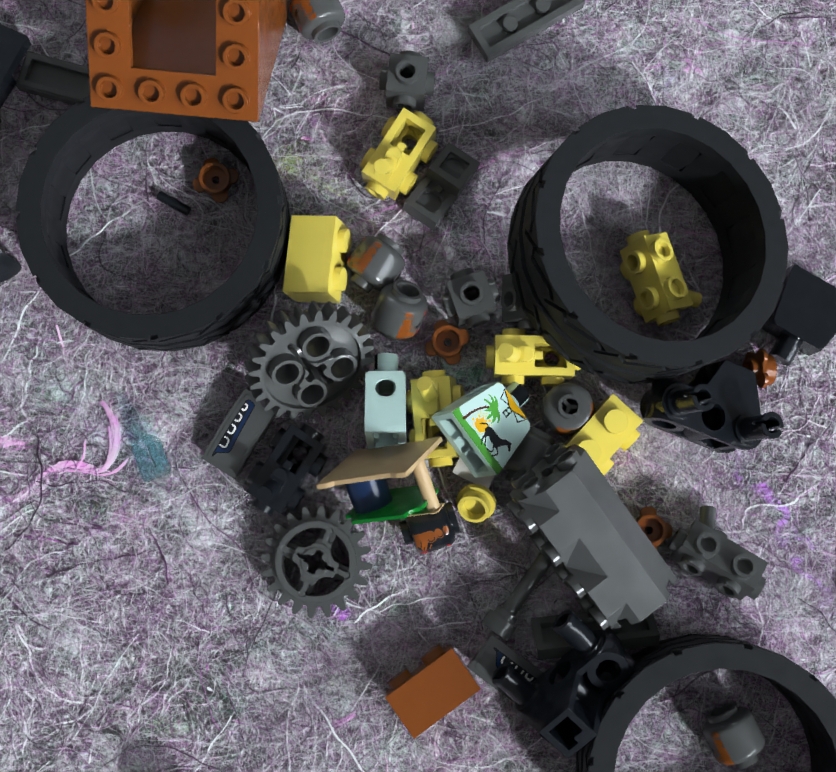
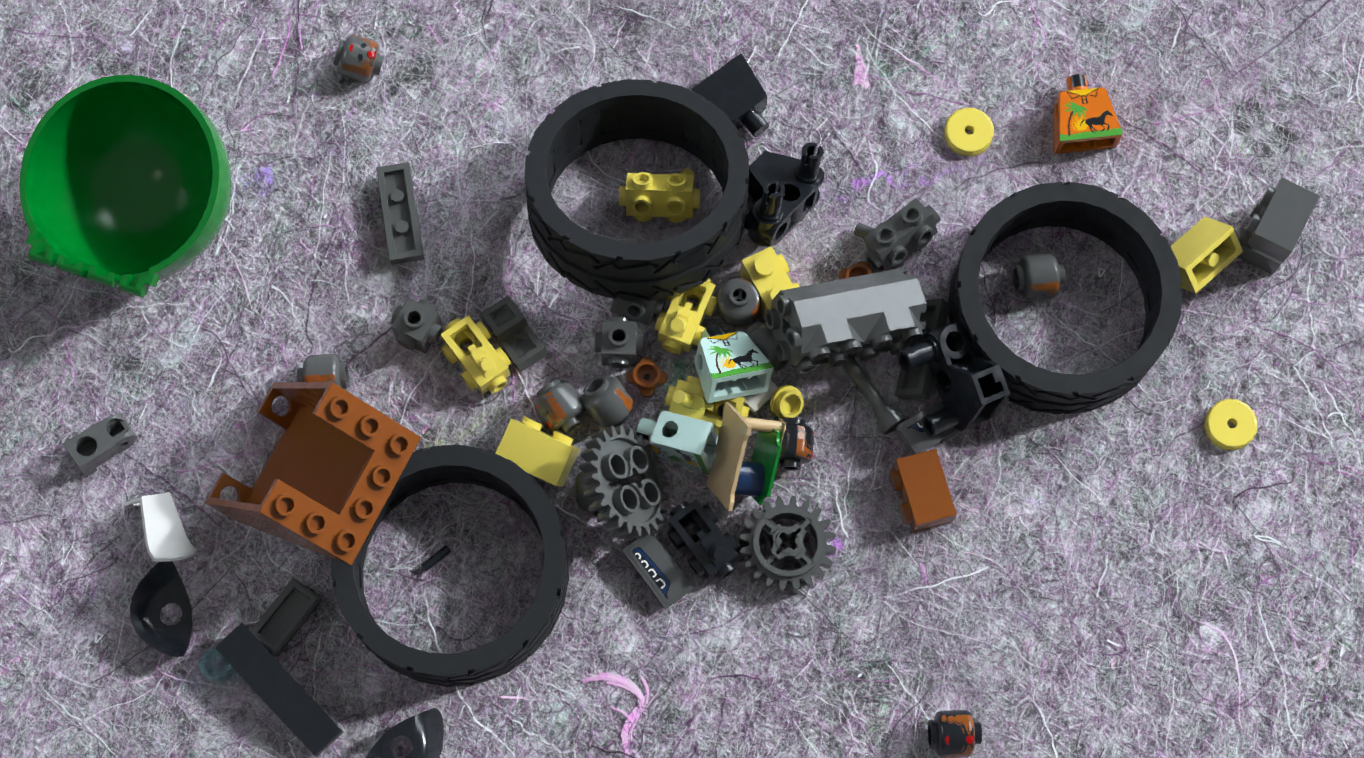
camera: 70 degrees left, 10 degrees down
(151, 458) = (649, 653): clear light blue slope -> none
(210, 170) = (432, 504): dark orange plate -> none
(763, 365) = (760, 143): dark orange plate -> none

